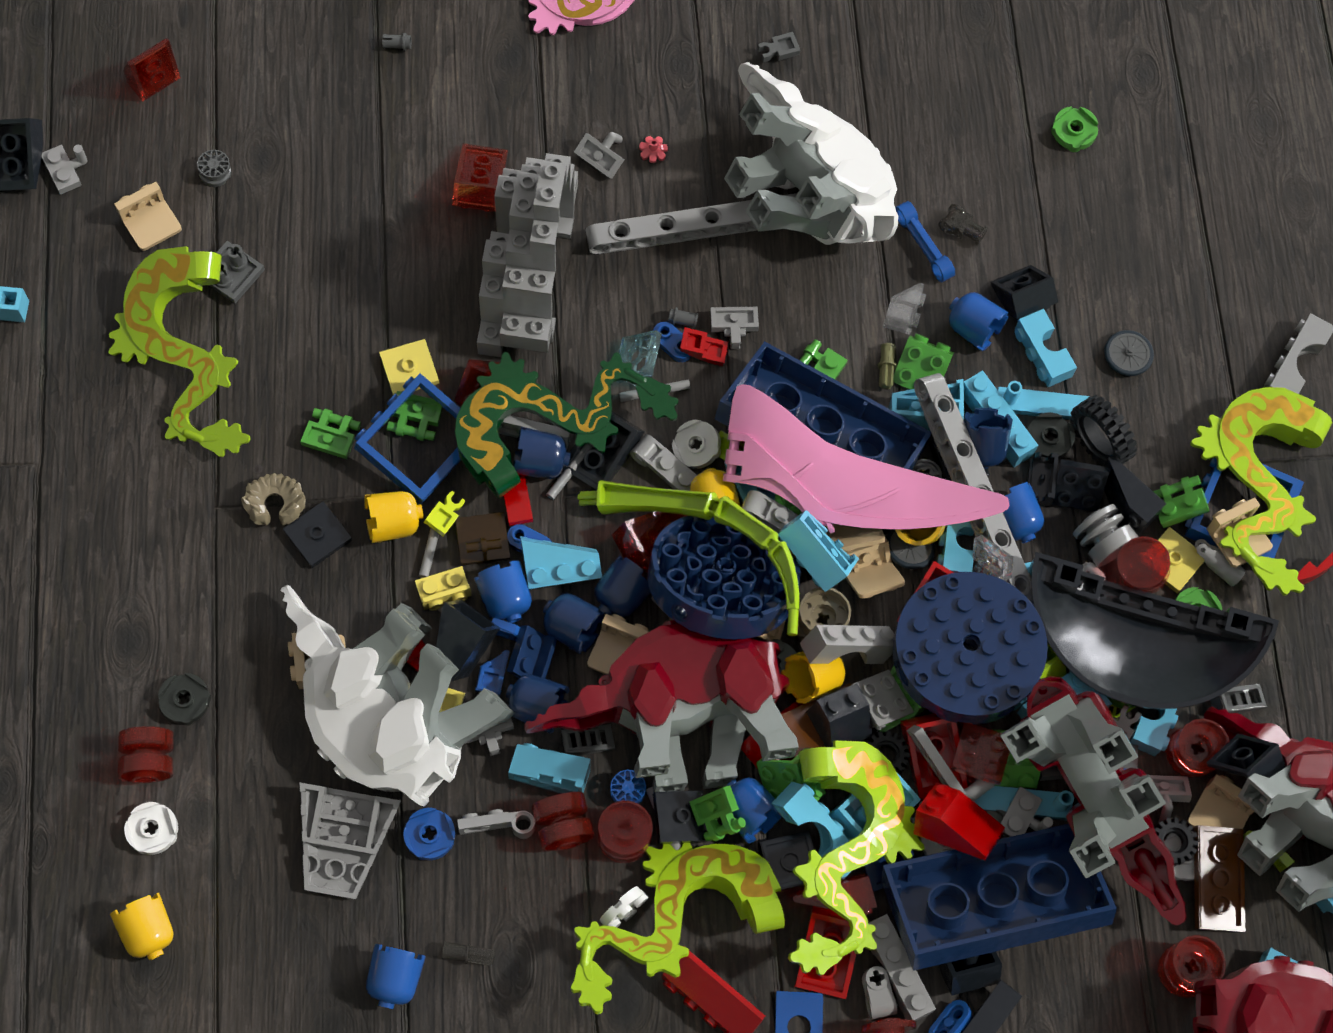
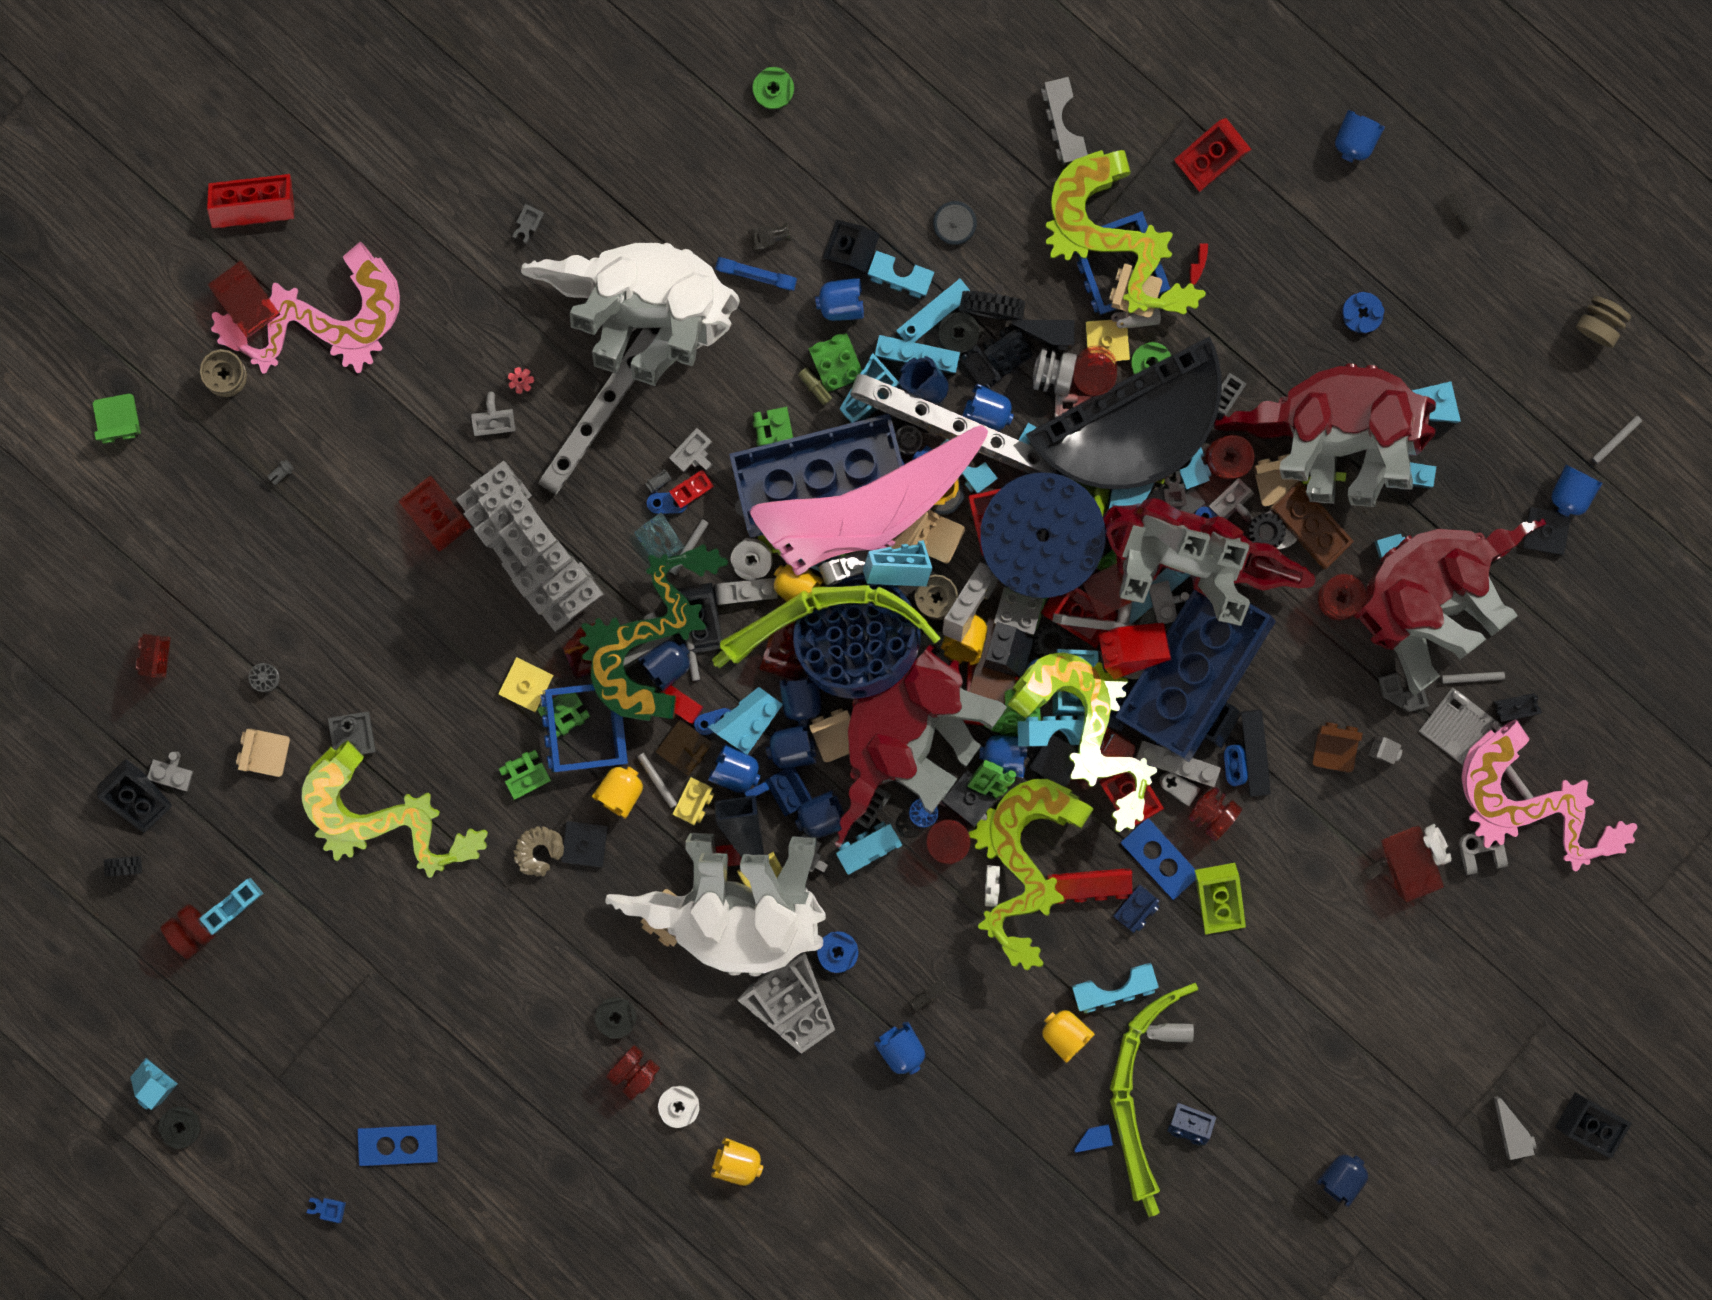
camera: 35 degrees left, 20 degrees up
(442, 515) = (649, 760): neon yellow plate -> none
(492, 674) = (776, 823): blue tile -> none
(496, 820) = (866, 907): light grey plate -> none
(562, 821) = (913, 874): clear red wheel -> none
(903, 308) = (788, 336): clear slope -> none
(992, 559) = (1006, 464): clear plate -> none
(1184, 506) = (1083, 303): bright green plate -> none
(1247, 756) = (1267, 446): black slope -> none

